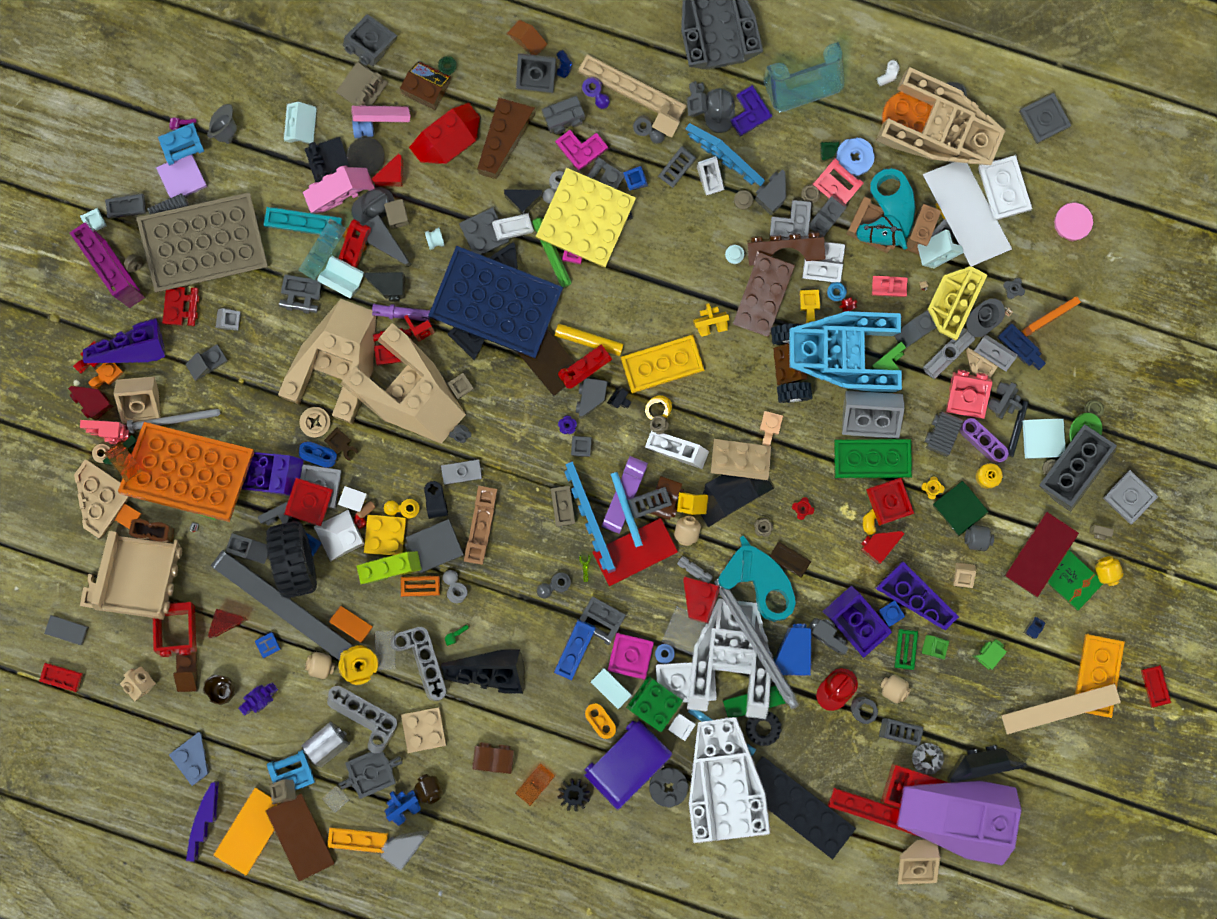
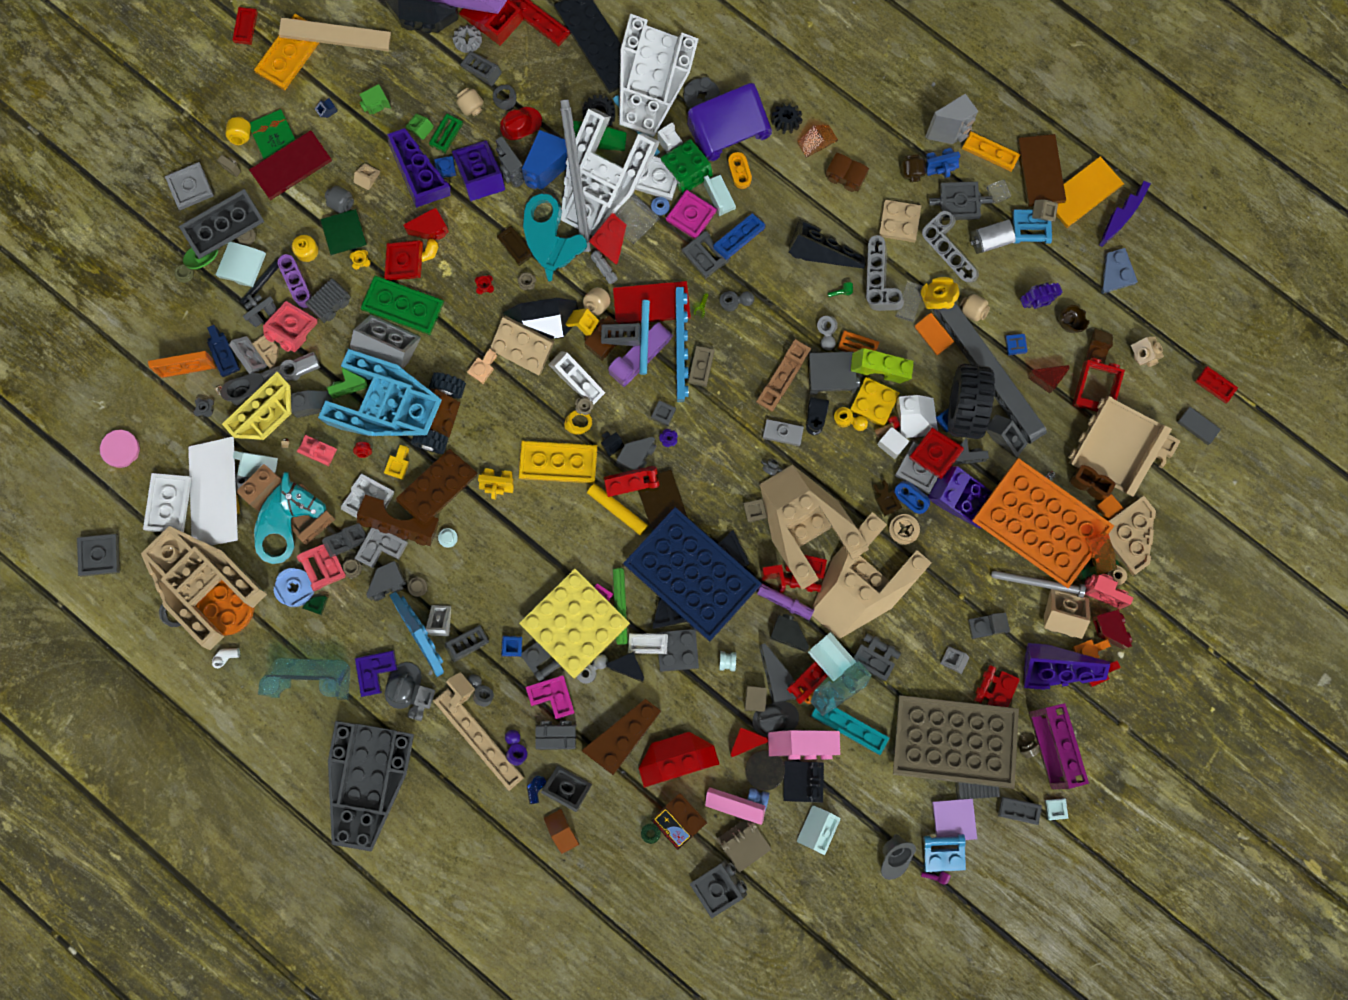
camera: 160 degrees left, 5 degrees down
(840, 287) = (368, 461): dark azure plate -> none

